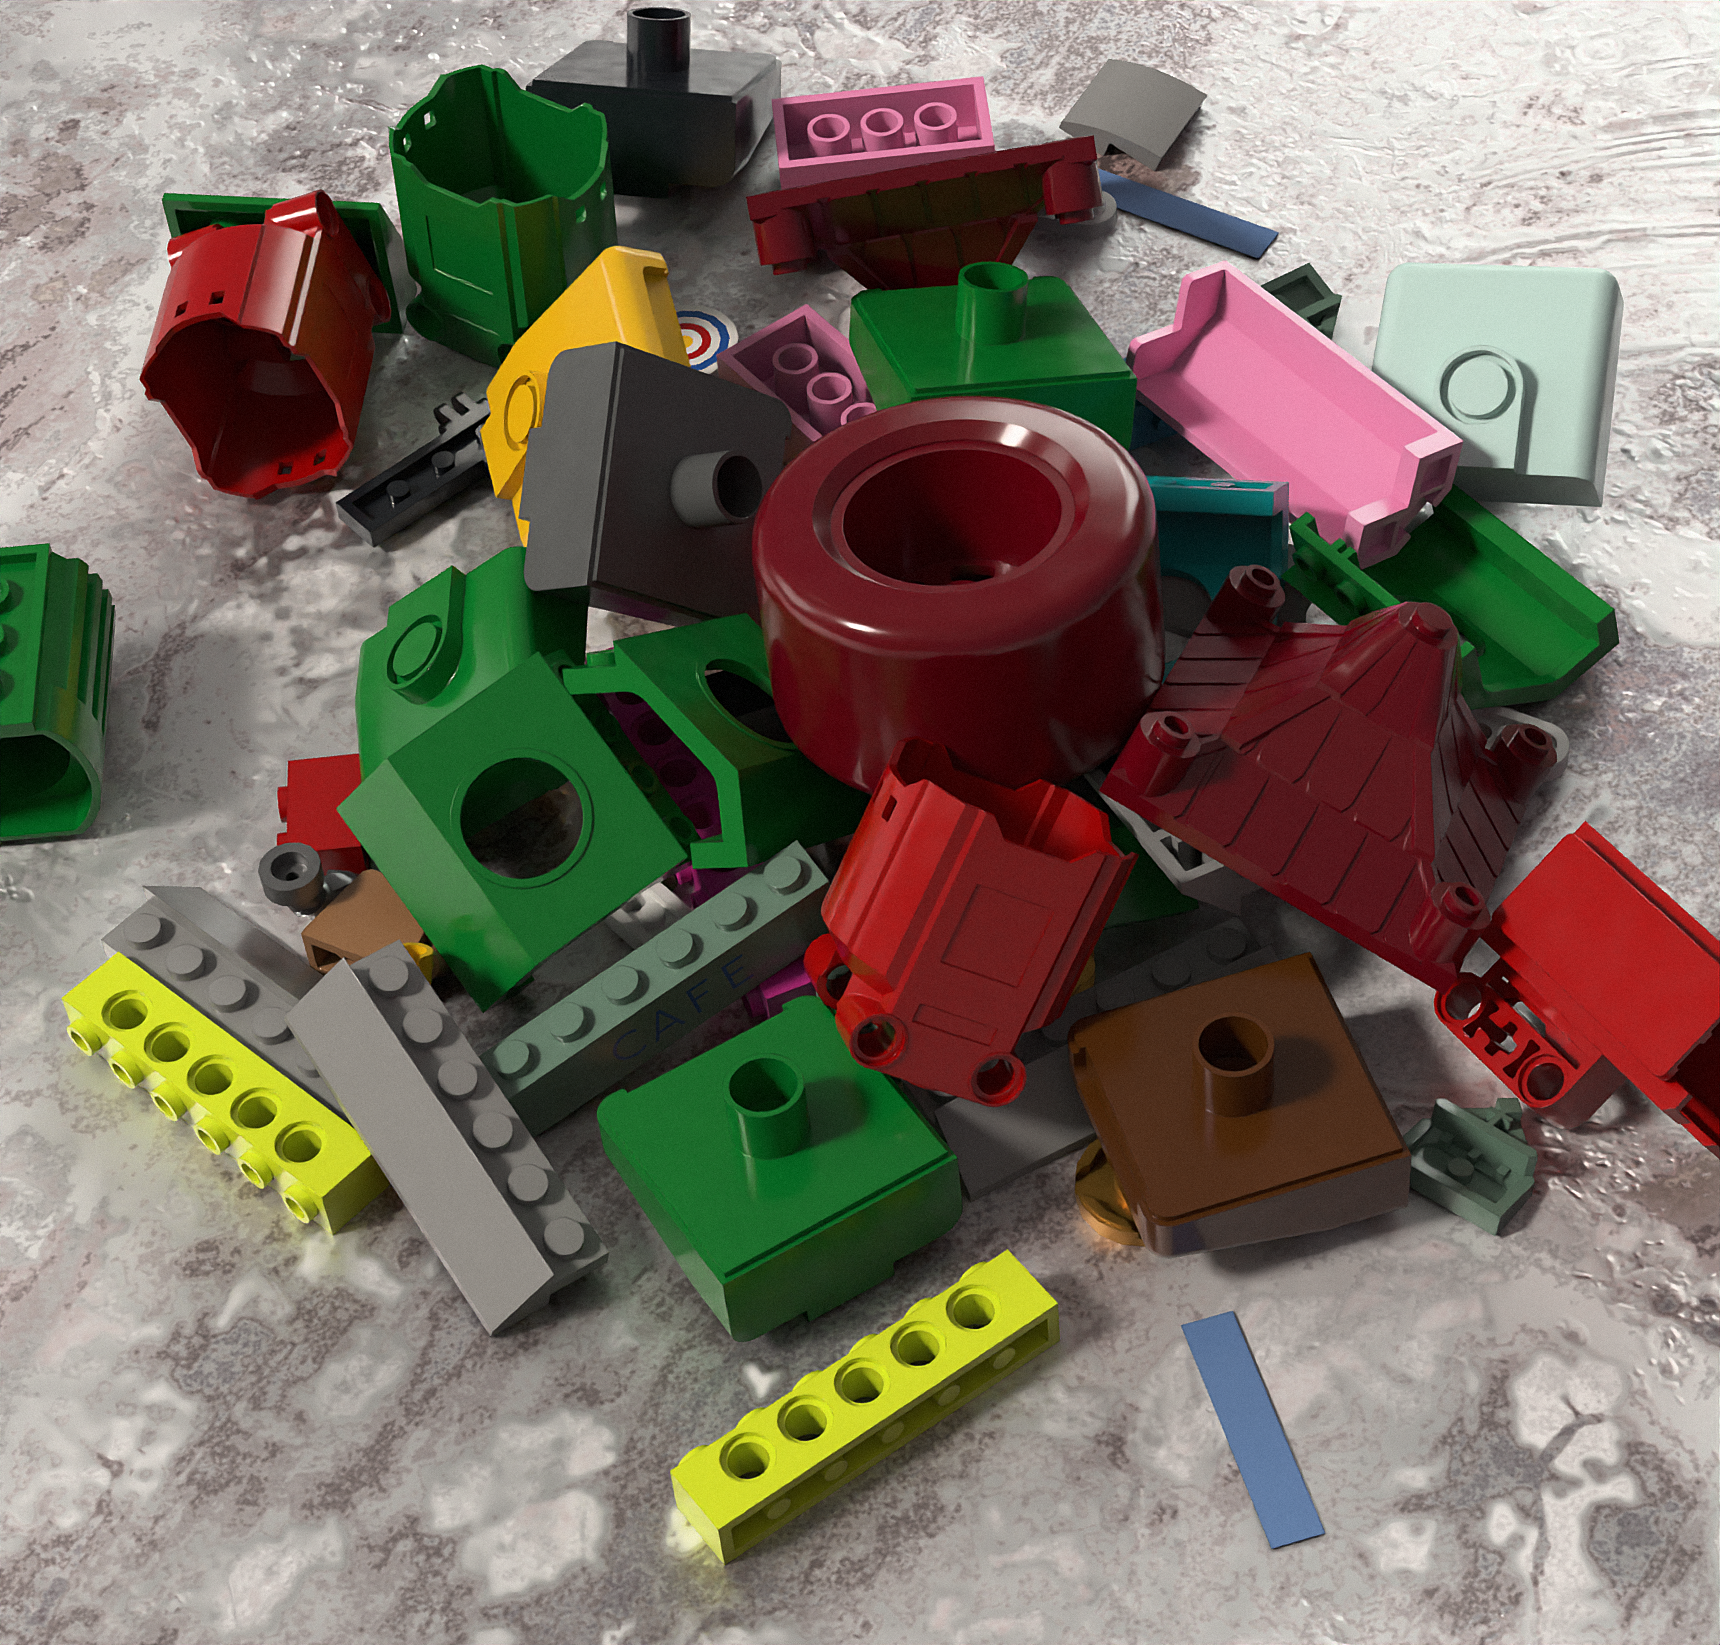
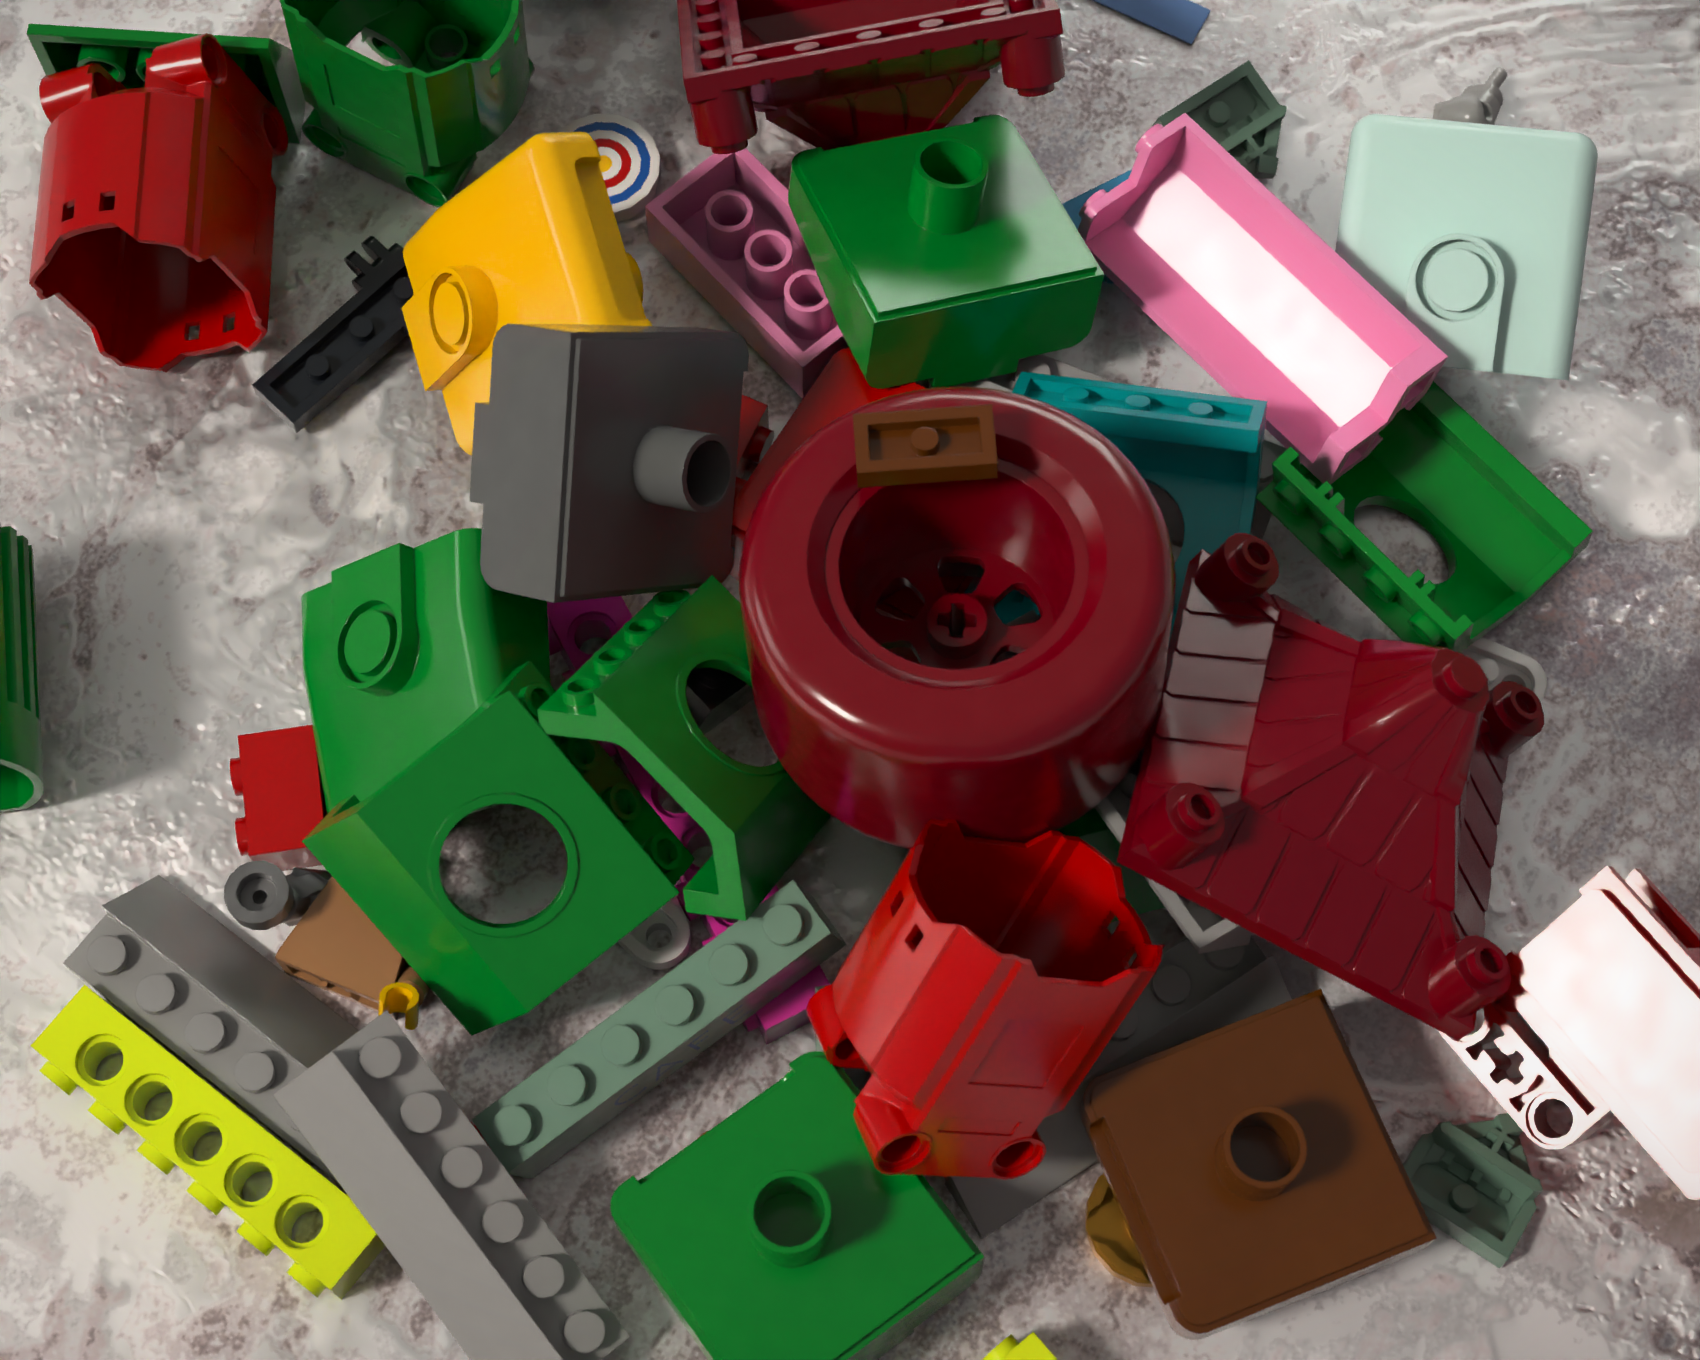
camera: 10 degrees left, 20 degrees up
(928, 420) = (925, 445): none -> reddish brown plate

